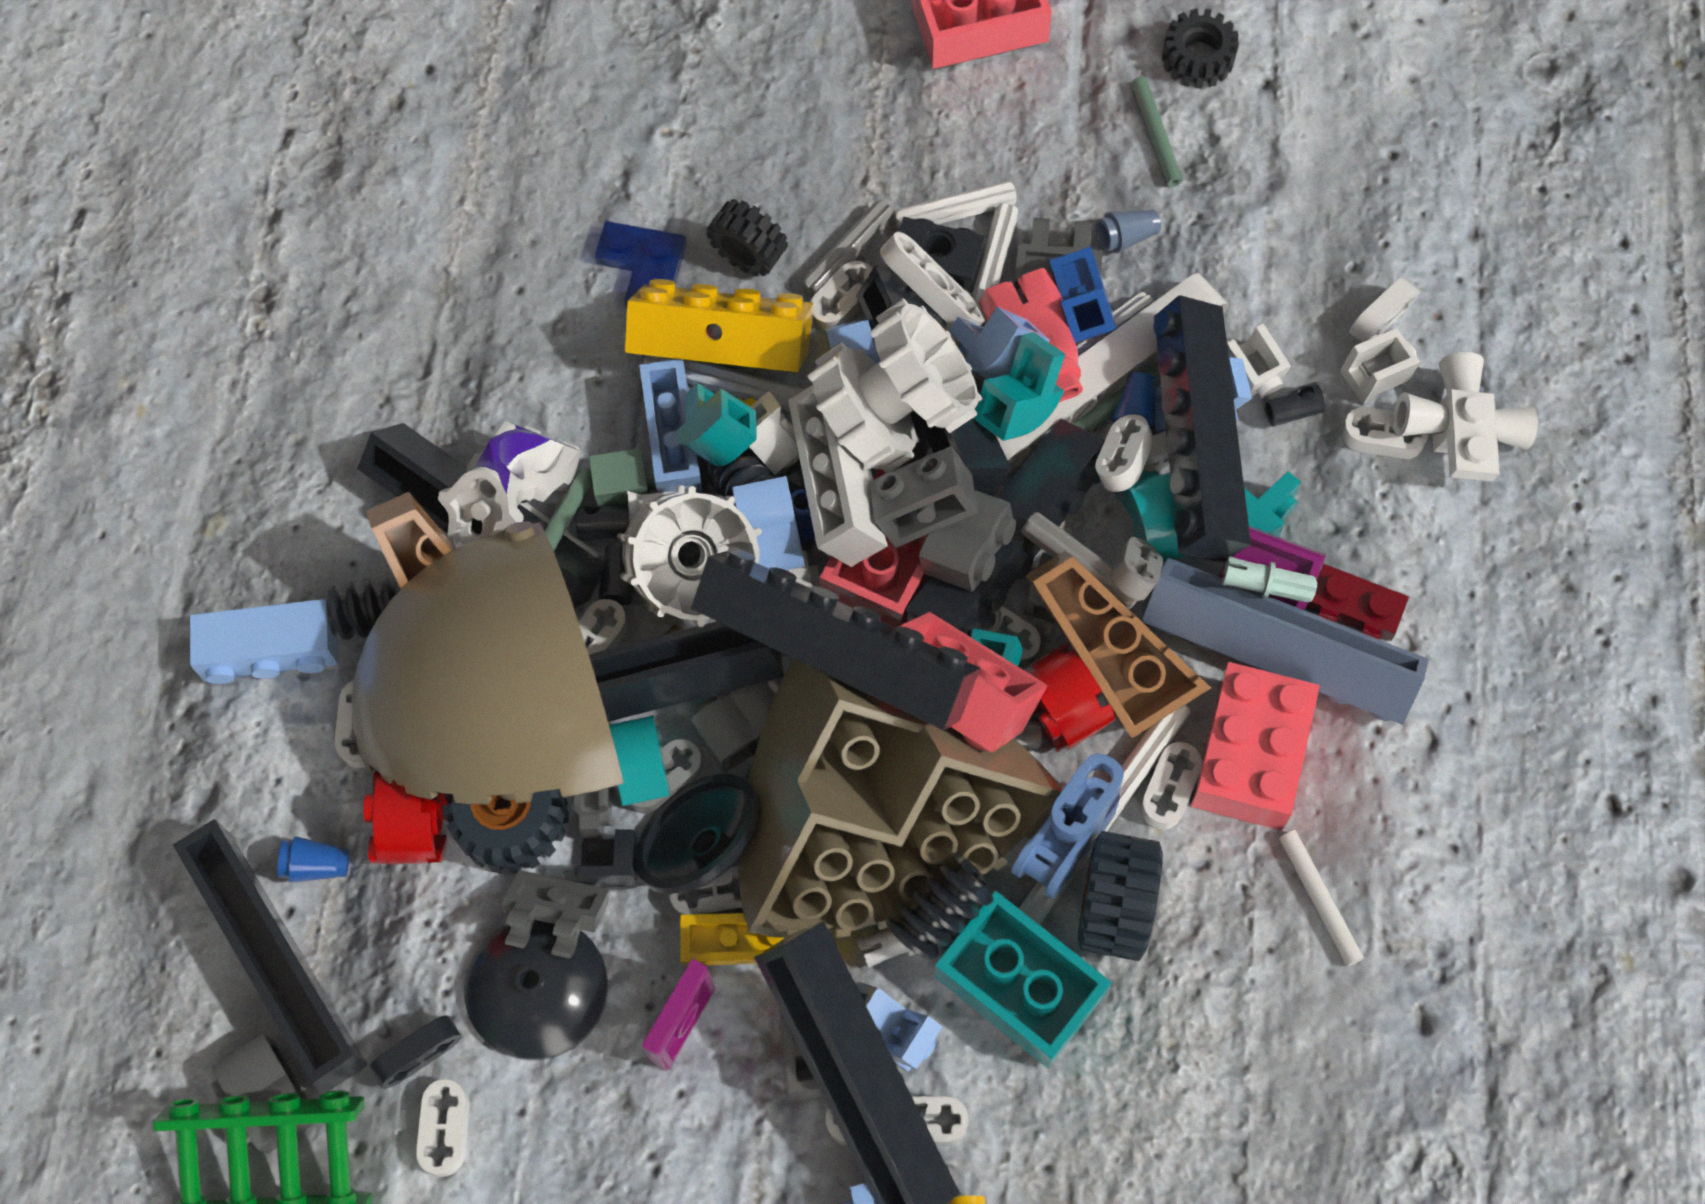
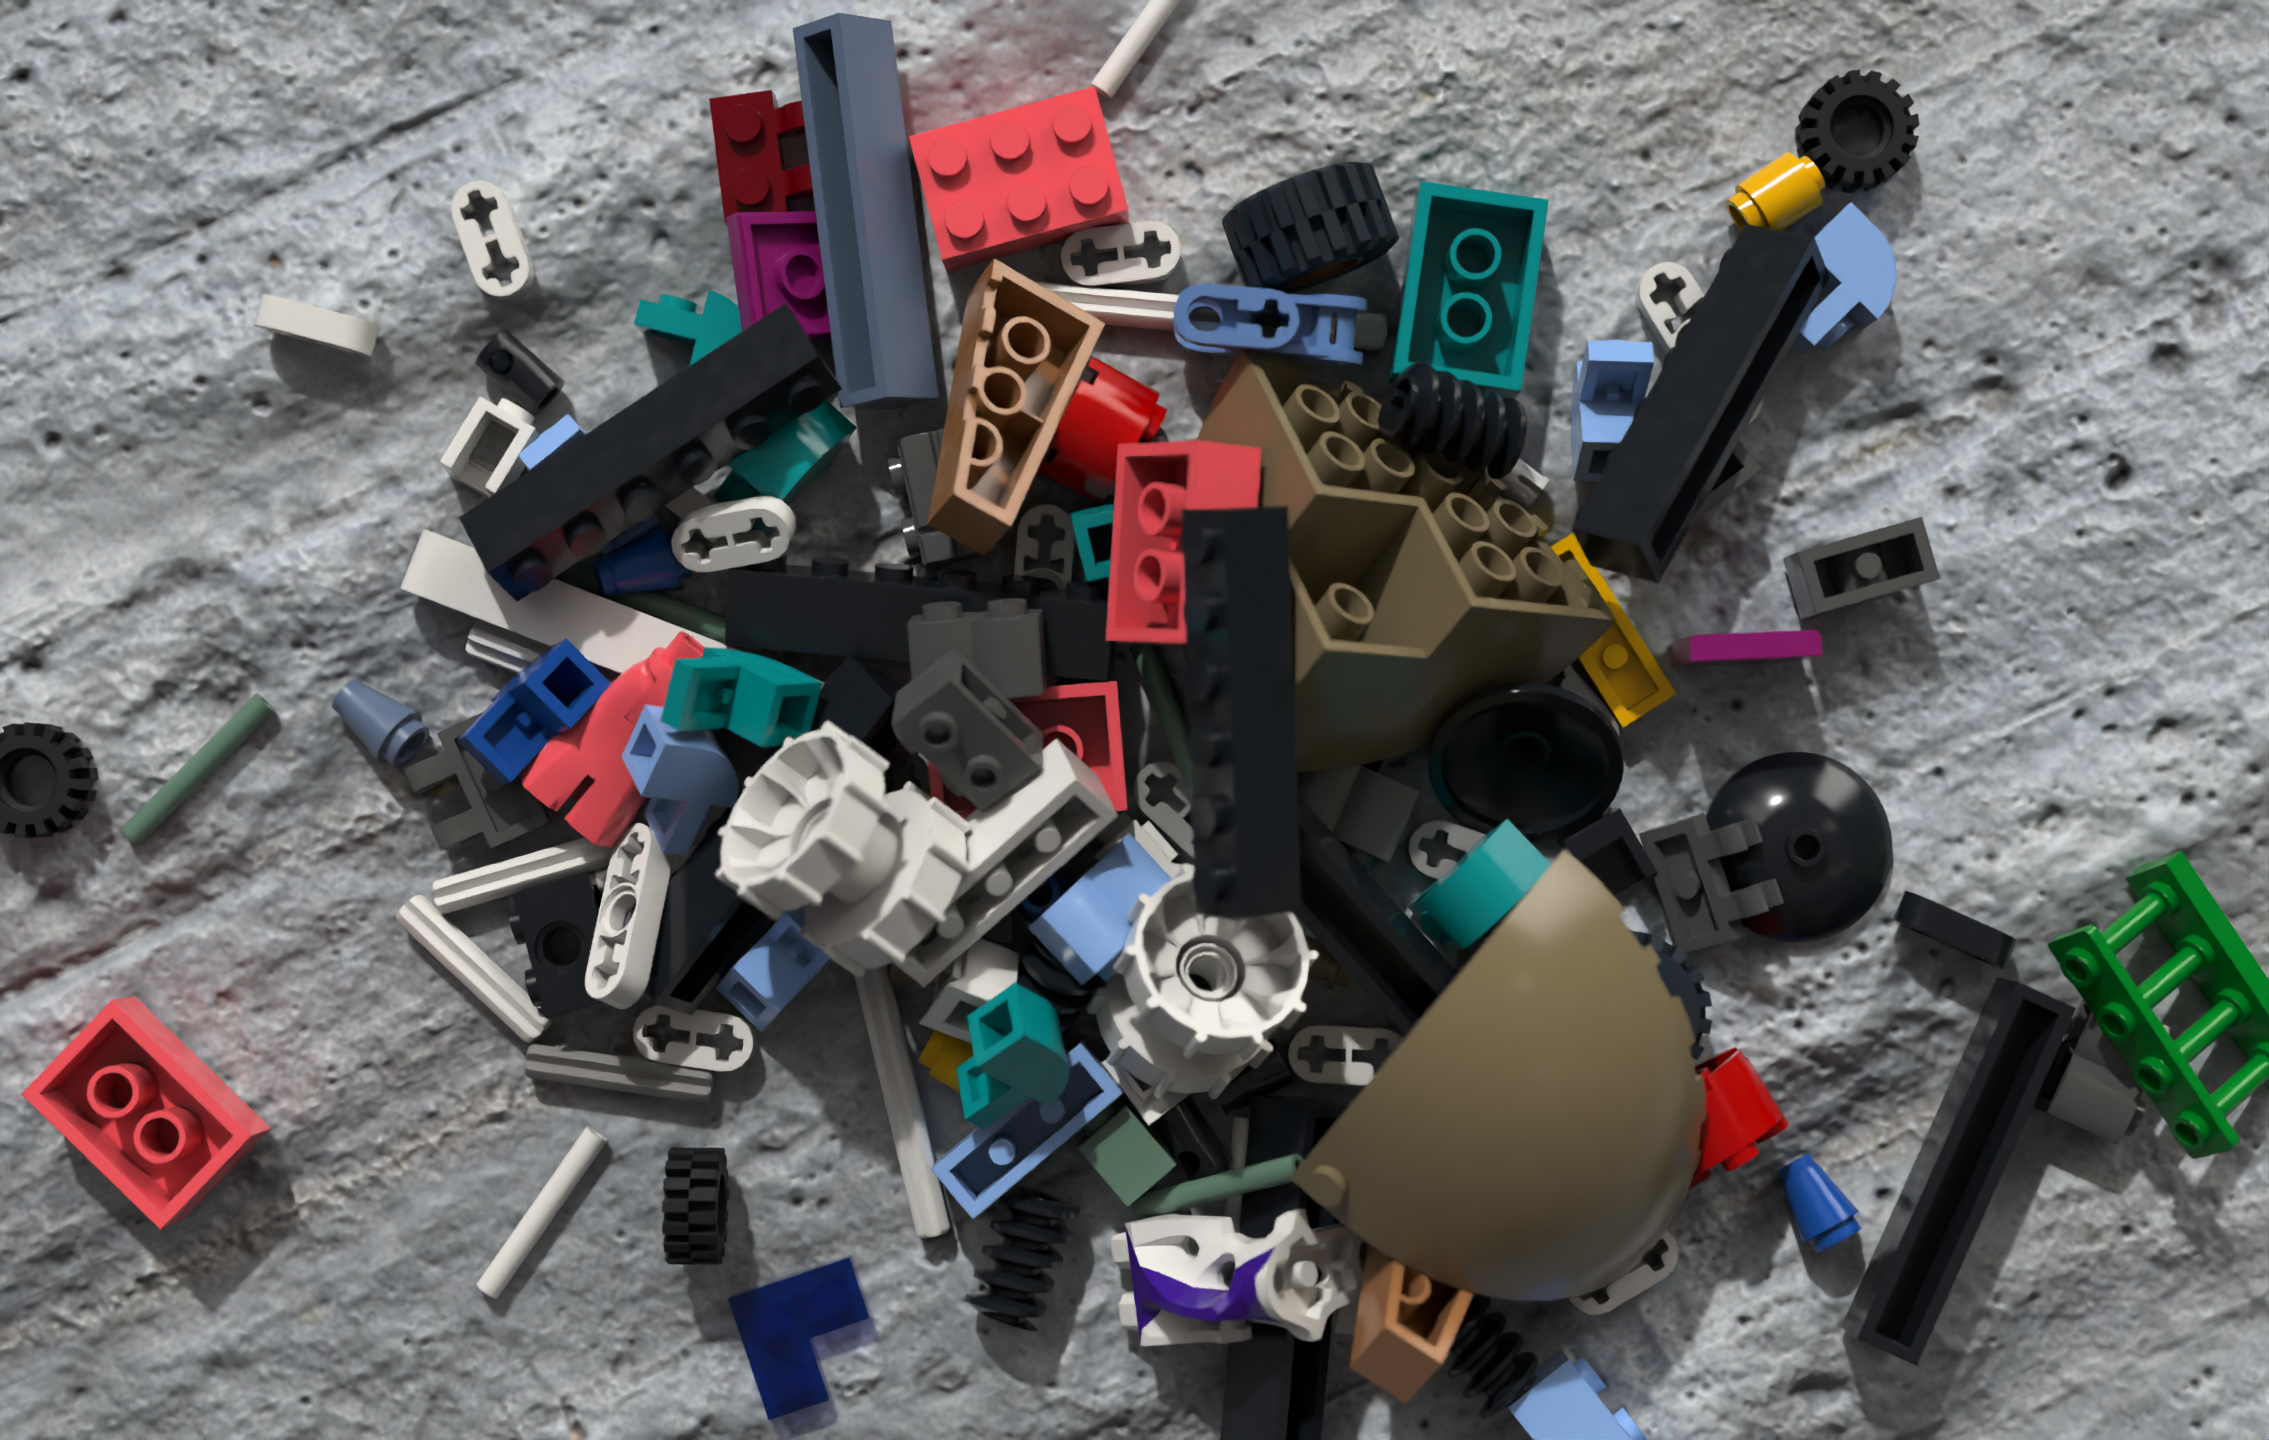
camera: 120 degrees left, 20 degrees up
(431, 1127) = (2019, 858): white beam -> none
(601, 392) = (1023, 1257): none -> black piece
(683, 1129) = (1861, 567): none -> dark grey brick
(719, 326) = (853, 1154): yellow brick -> none
(797, 173) = (541, 1212): none -> white piece
(1055, 541) = (914, 535): light grey axle -> none
(1137, 568) = (890, 428): light grey beam -> none
(1269, 580) = (806, 265): light aqua axle -> none
(1379, 365) = (402, 290): white window -> none
(1466, 420) = (430, 140): white brick -> none

